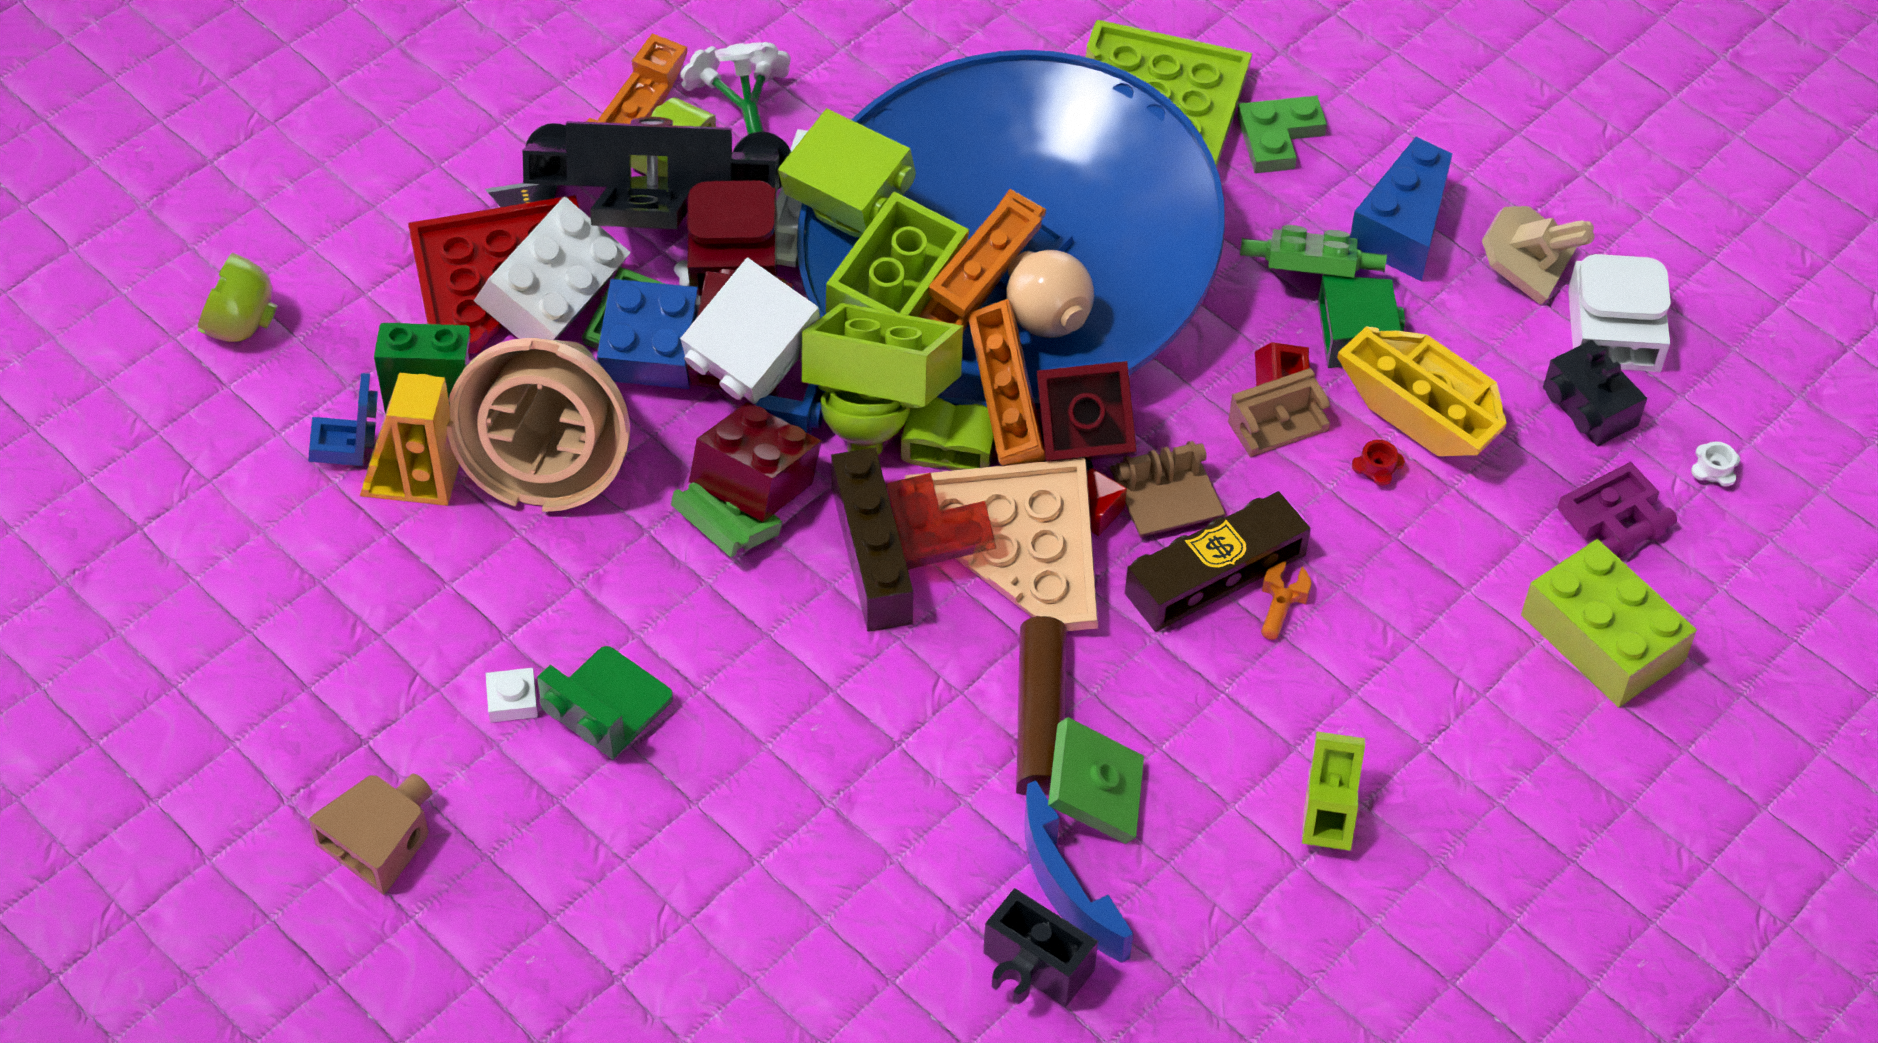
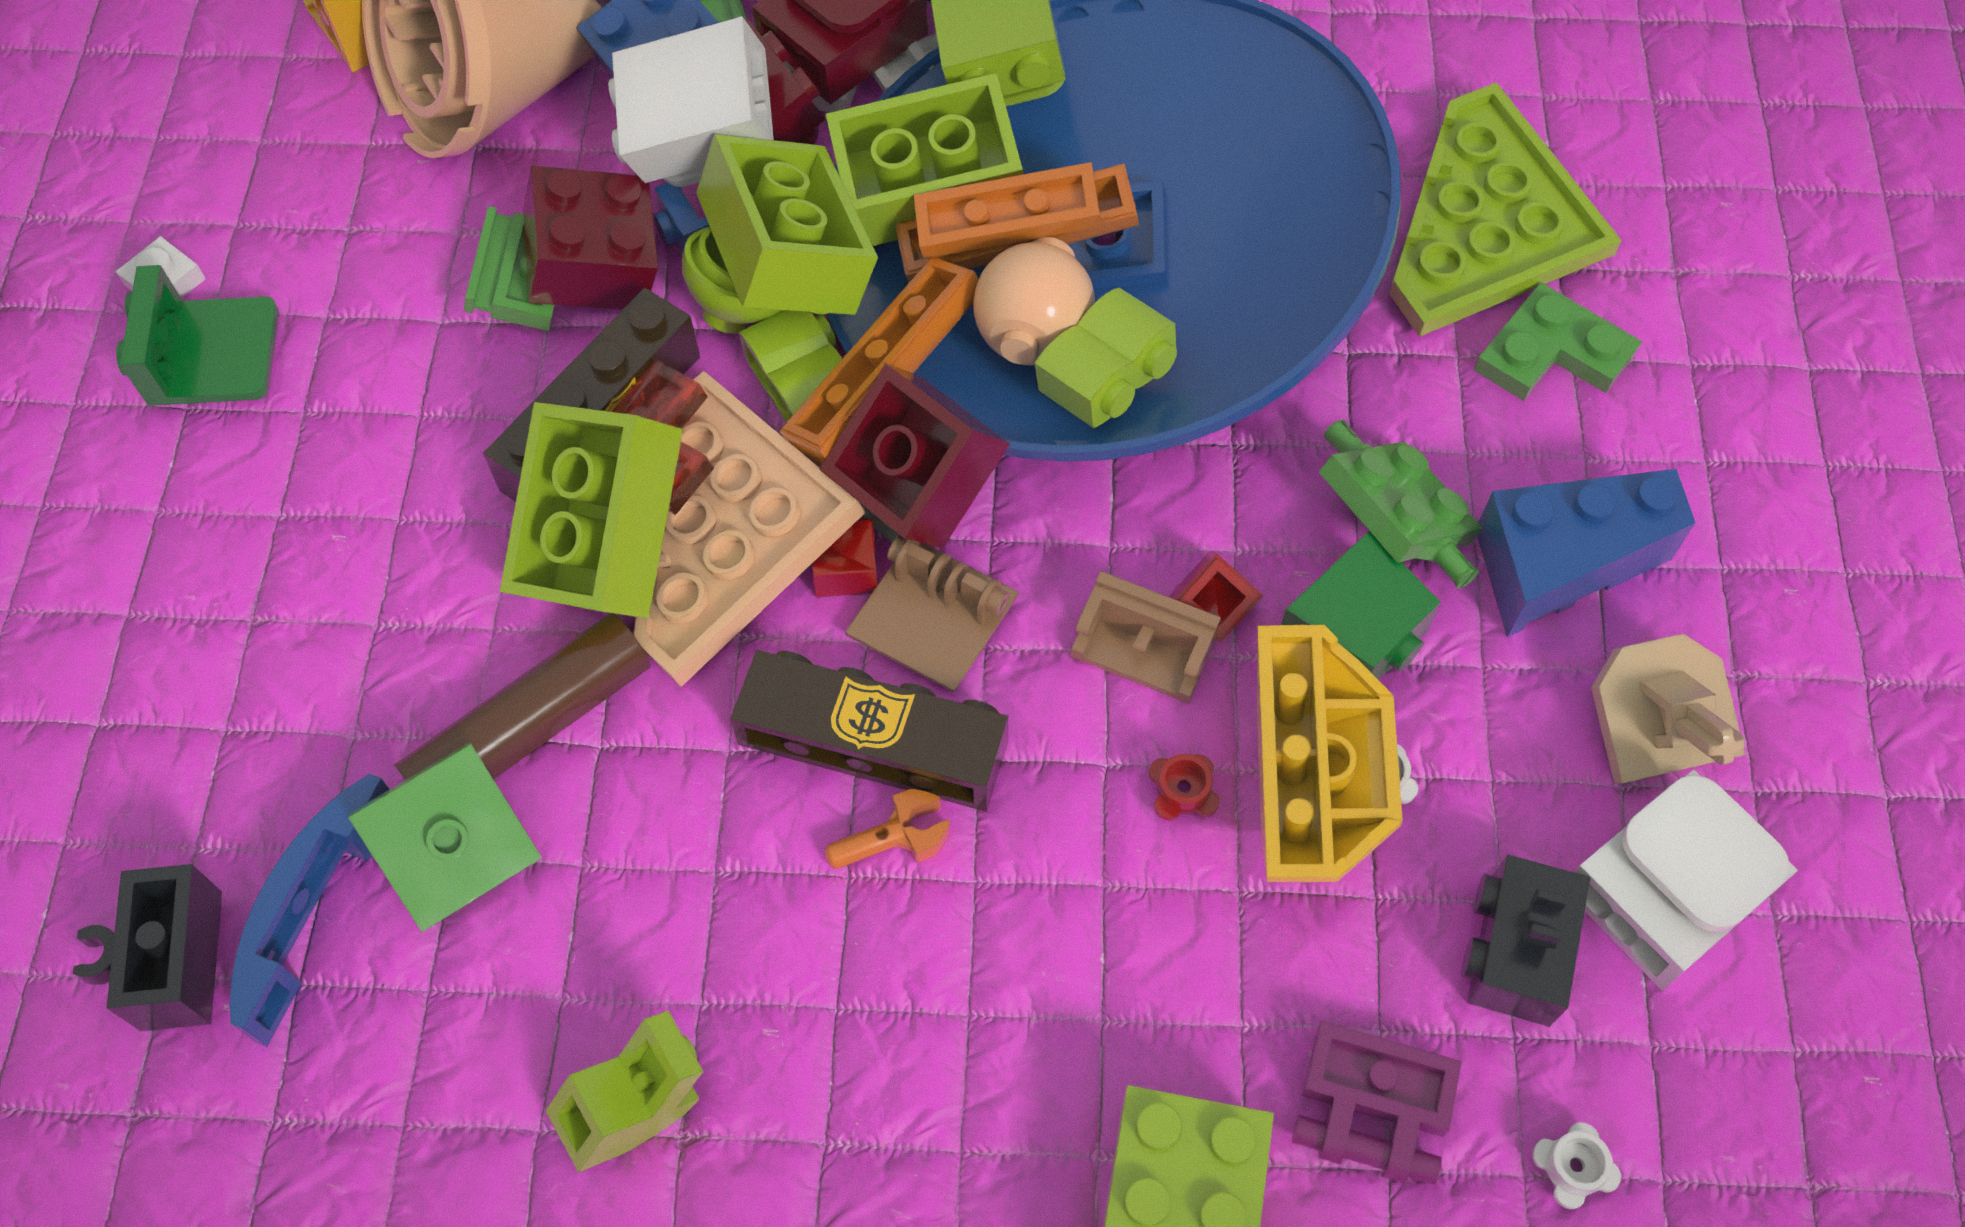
camera: 50 degrees right, 10 degrees up
(971, 569) = (591, 509): none -> lime brick
(1122, 288) = (1107, 357): none -> lime brick

